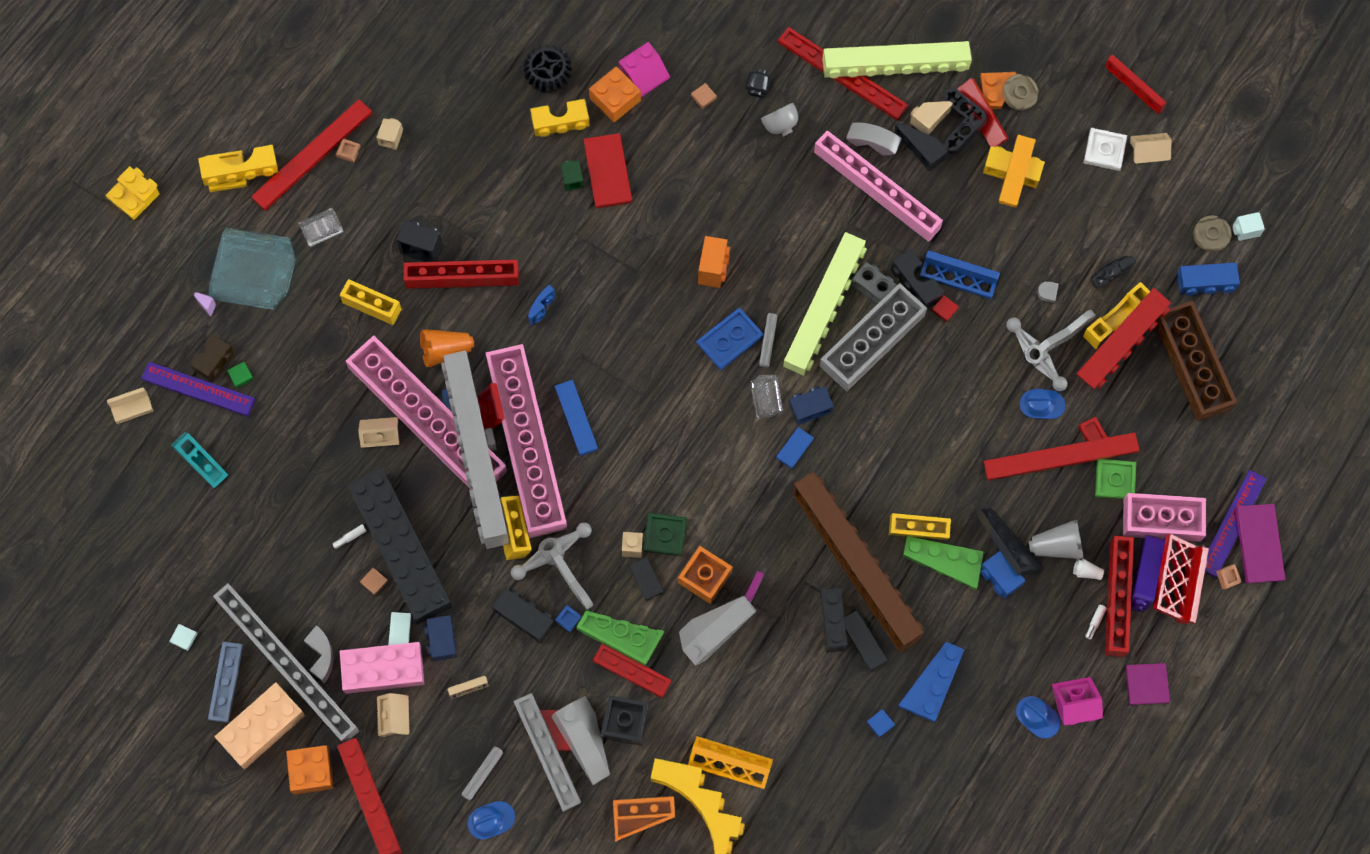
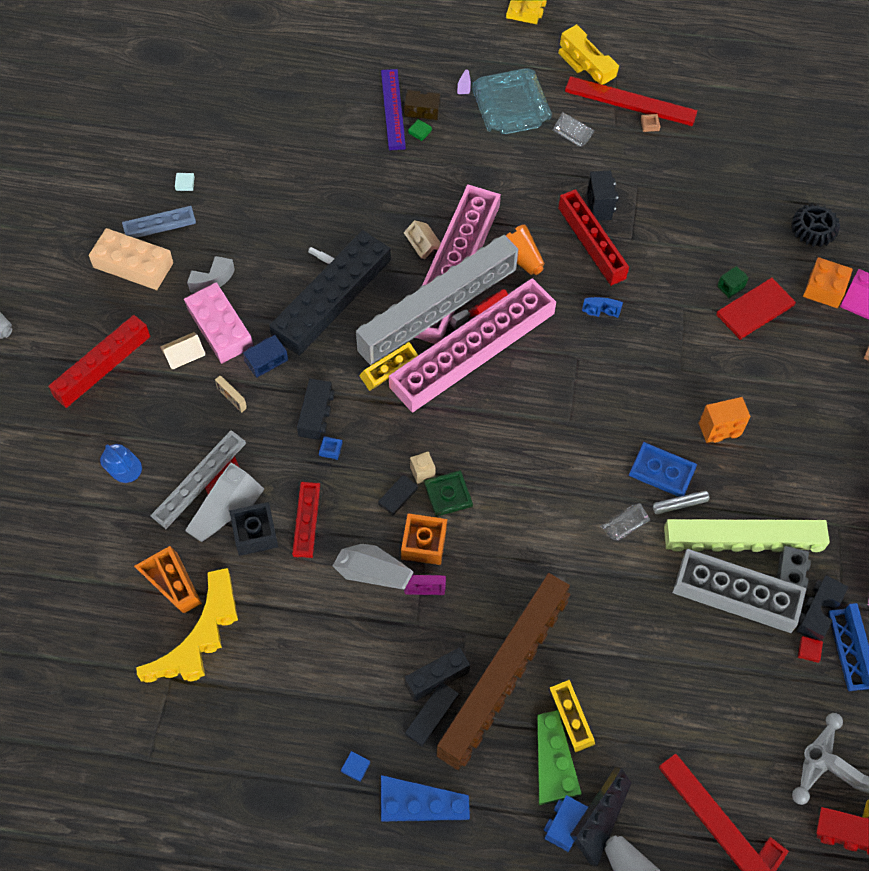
camera: 65 degrees right, 10 degrees down
(130, 405) = (356, 72): tan panel -> none
(199, 459) = (334, 129): teal slope -> none
(286, 663) = (189, 255): light grey brick -> none
(310, 769) = (107, 308): orange brick -> none
(370, 302) = (529, 185): yellow brick -> none
(374, 581) = (292, 288): nougat tile -> none
(390, 133) = (682, 141): tan brick -> none
(399, 628) = (259, 325): light aqua tile -> none
(482, 773) = (159, 438): light grey axle -> none
(551, 553) = (382, 406): light grey piece -> none
(575, 118) = (785, 262): yellow arch -> none
(576, 418) = (517, 377): blue tile -> none
(626, 638) = (334, 497): bright green wing -> none
(731, 756) = (259, 637): light orange fence -> none
(794, 448) = (590, 569): blue tile -> none
(810, 405) = (639, 564): dark blue brick -> none
(1042, 404) = (770, 790): blue piece -> none

